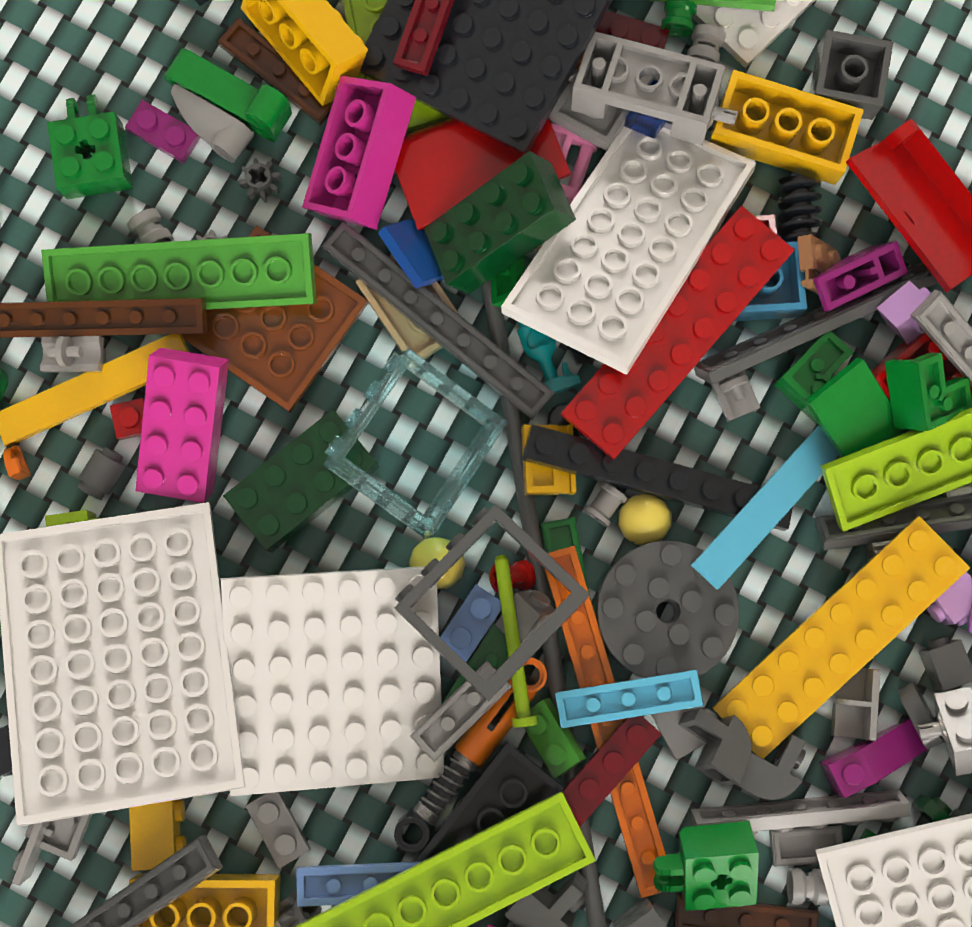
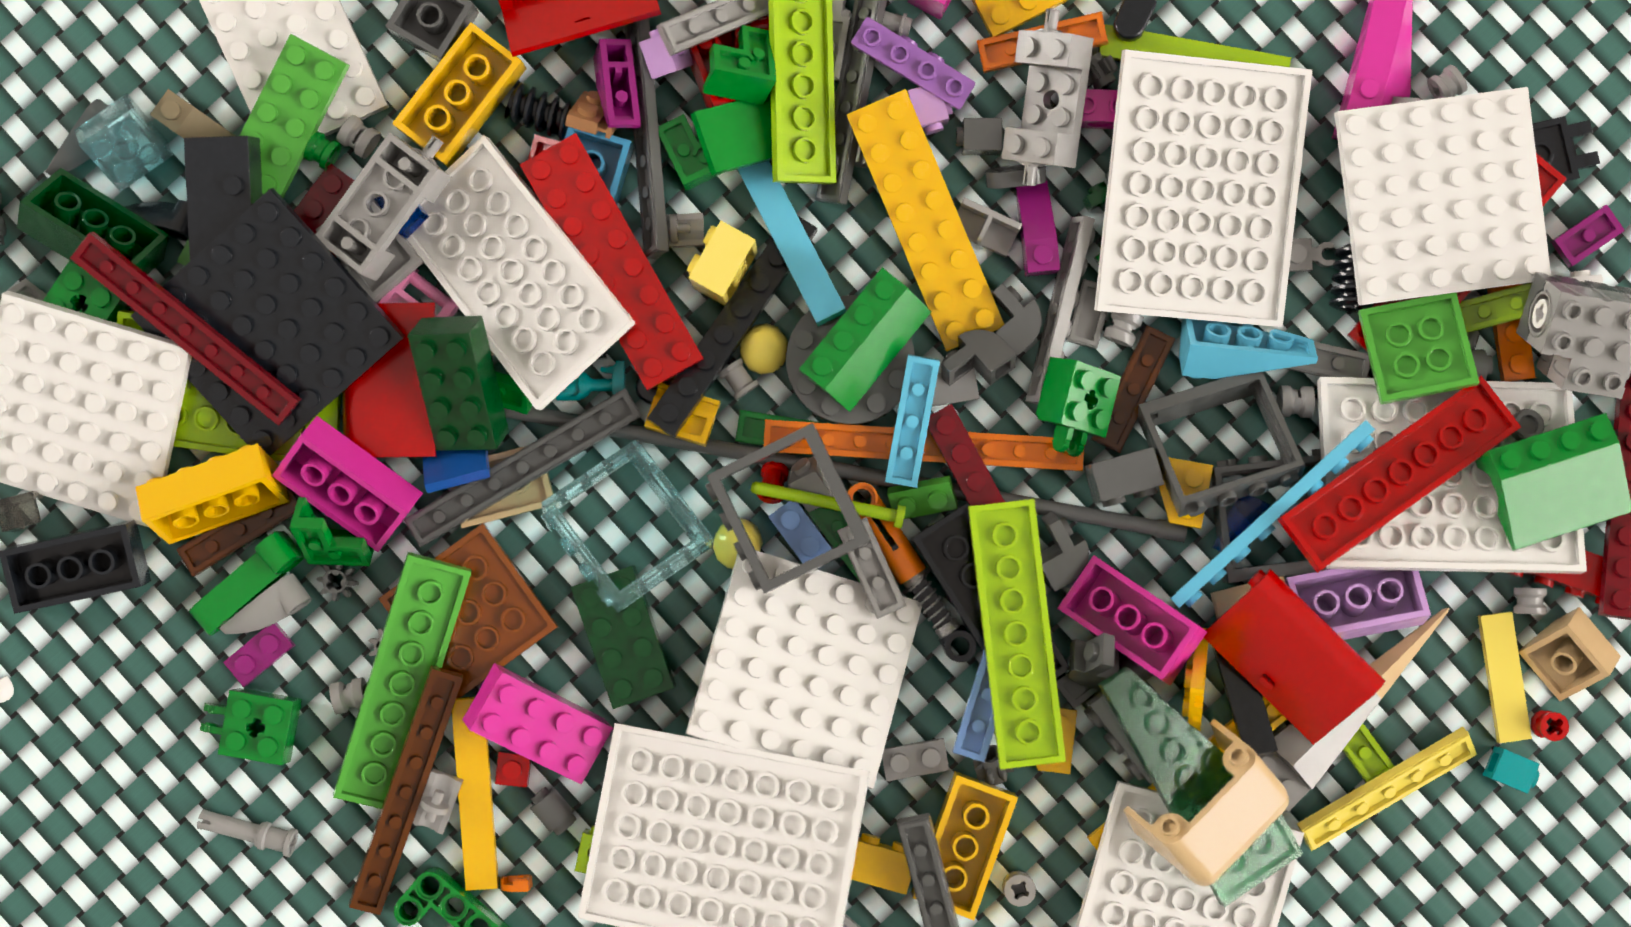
camera: 65 degrees left, 5 degrees up
(291, 154) = (326, 545): none -> green panel
(696, 619) = (865, 340): none -> green slope
(720, 443) = (722, 263): none -> light yellow brick

